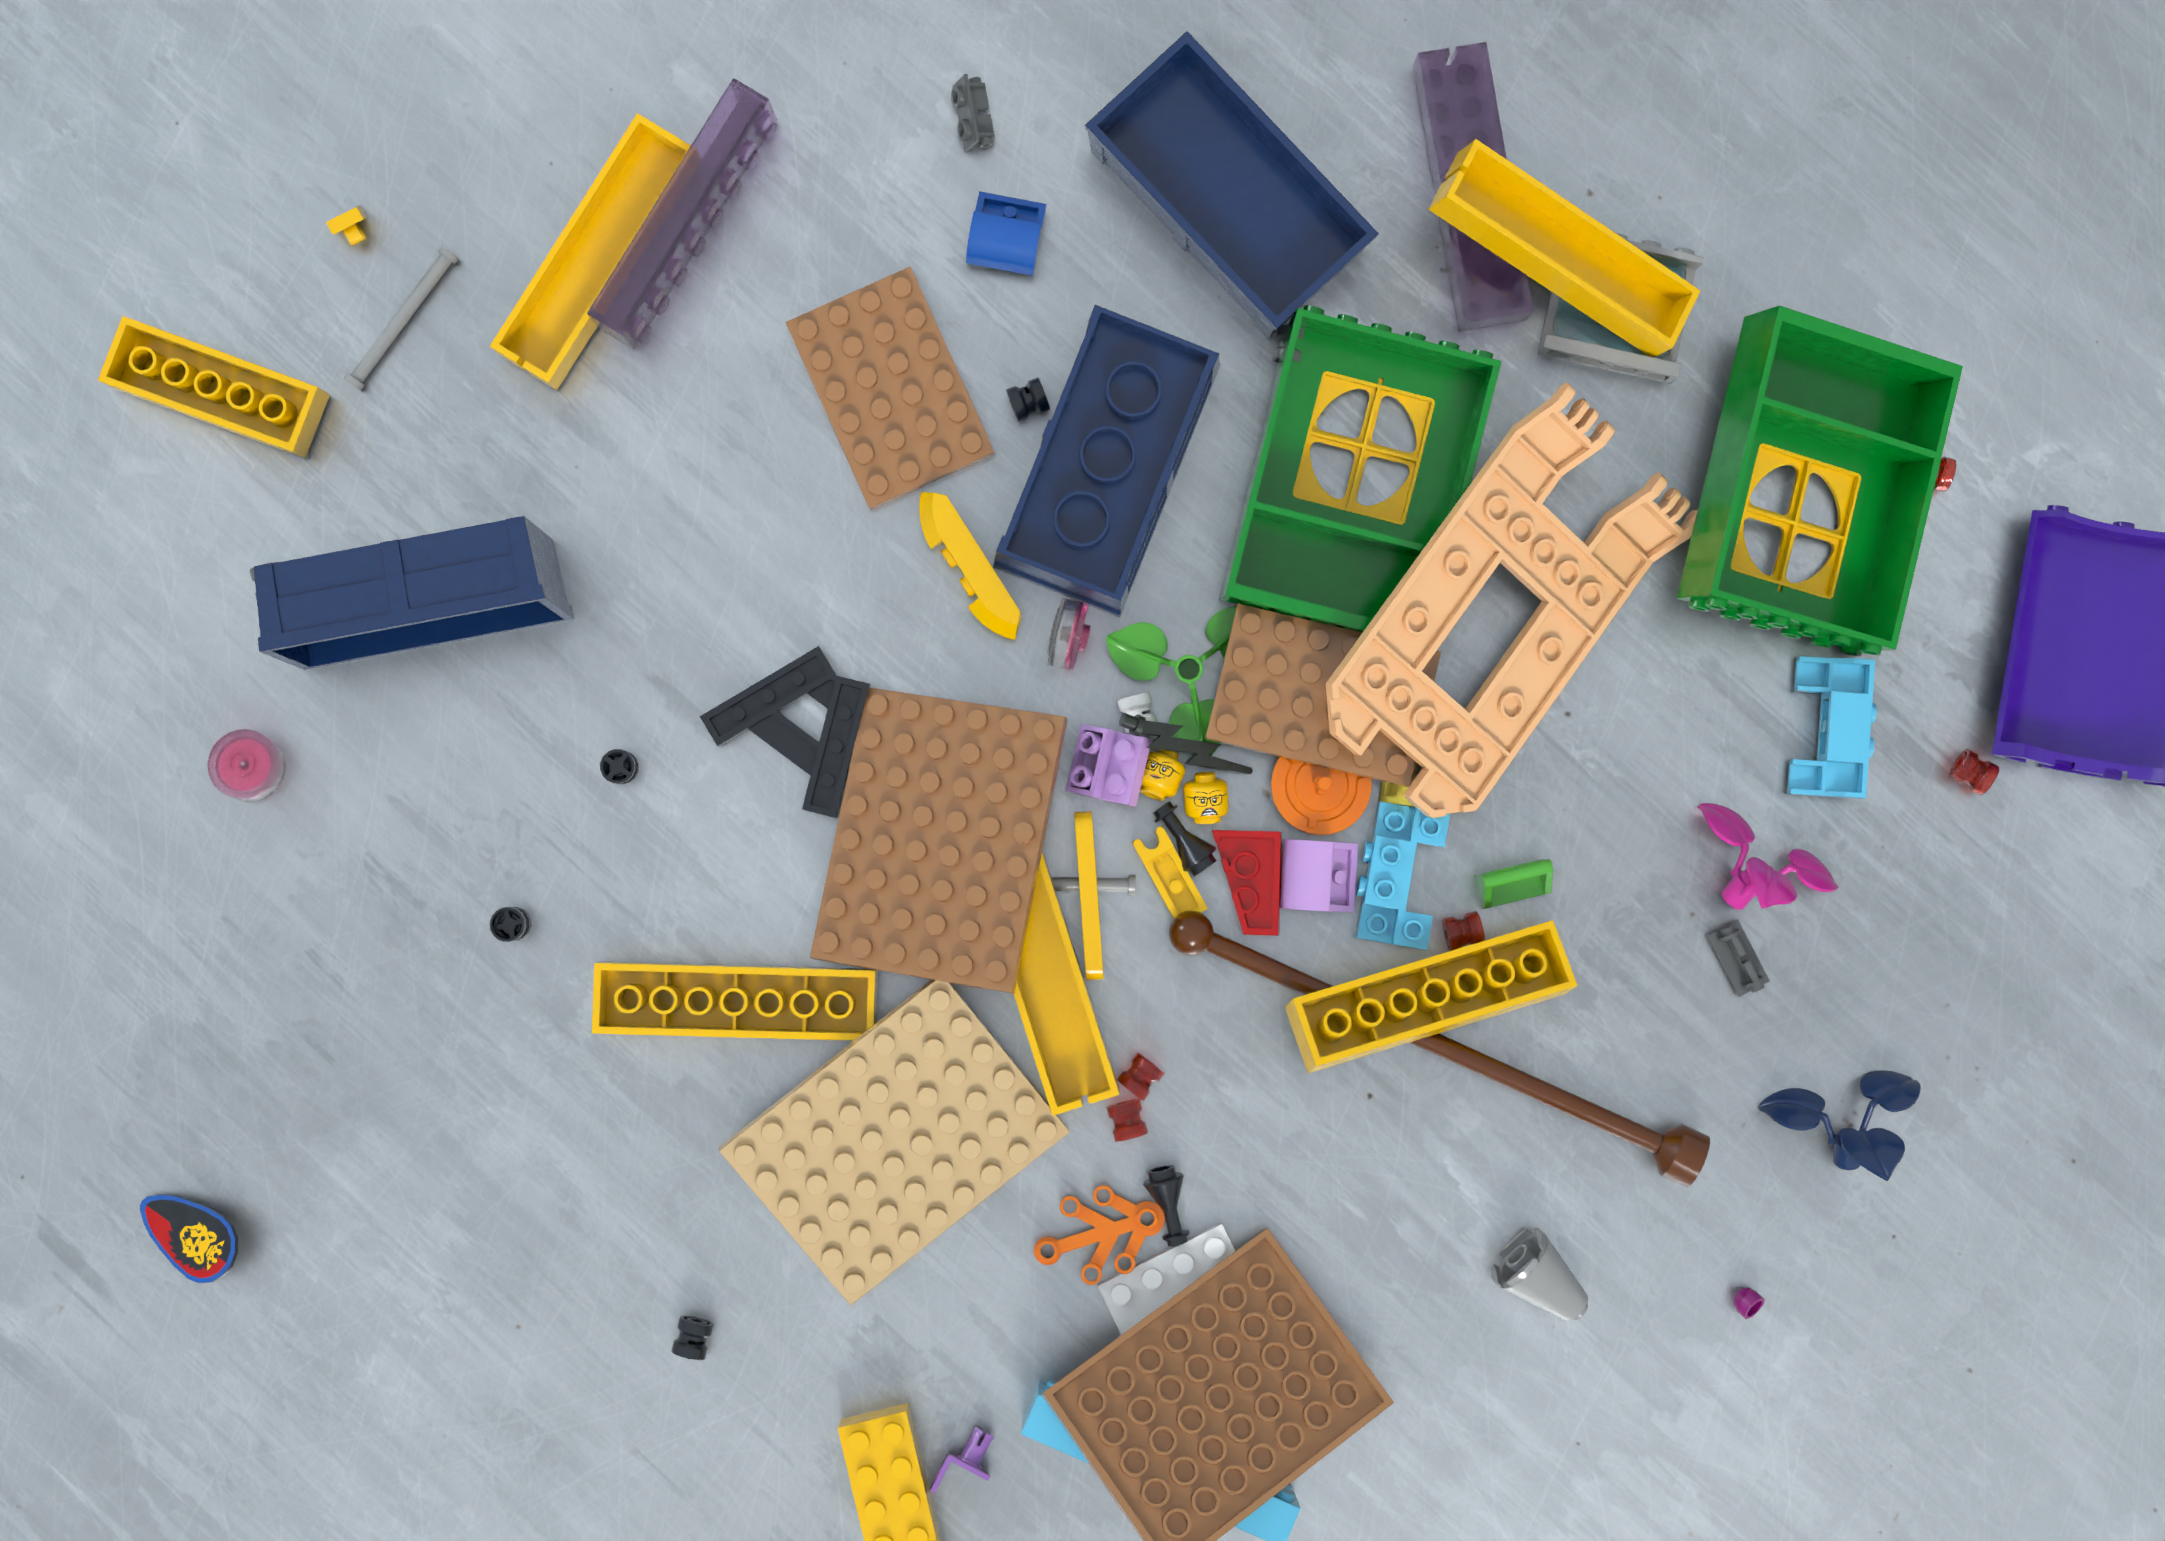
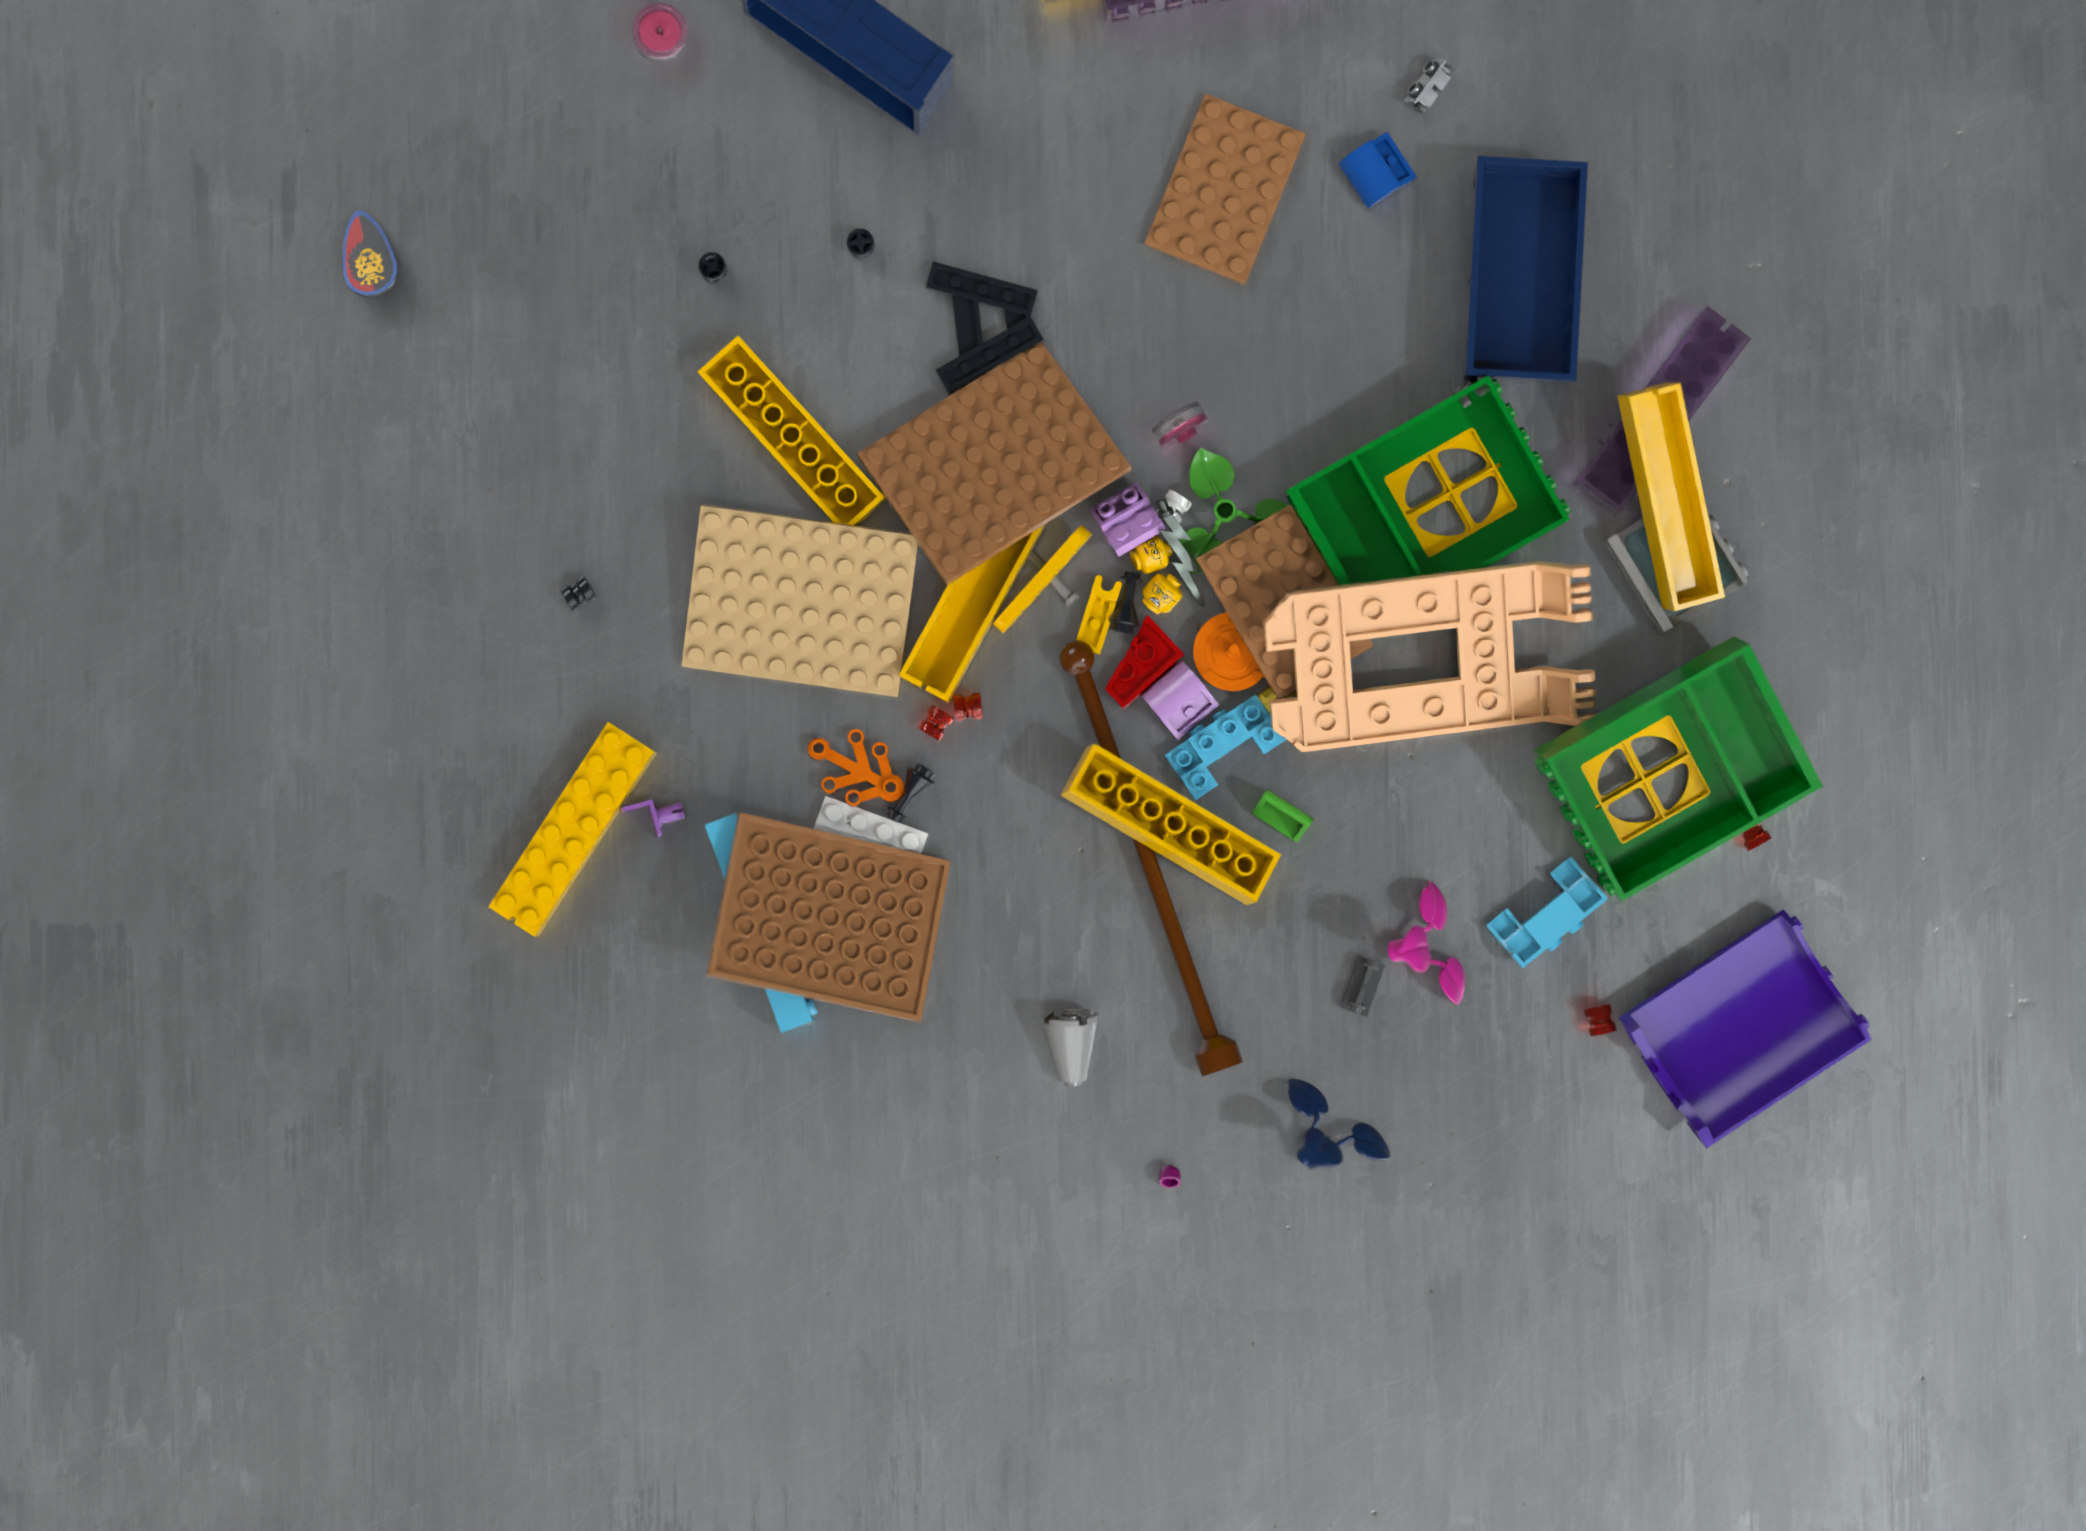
camera: 55 degrees right, 0 degrees up
(944, 526) = (1174, 295): yellow brick -> none
(1028, 399) = (1293, 274): black wheel -> none
(1108, 461) = (1300, 353): dark blue piece -> none
(1460, 932) = (1226, 811): clear red wheel -> none

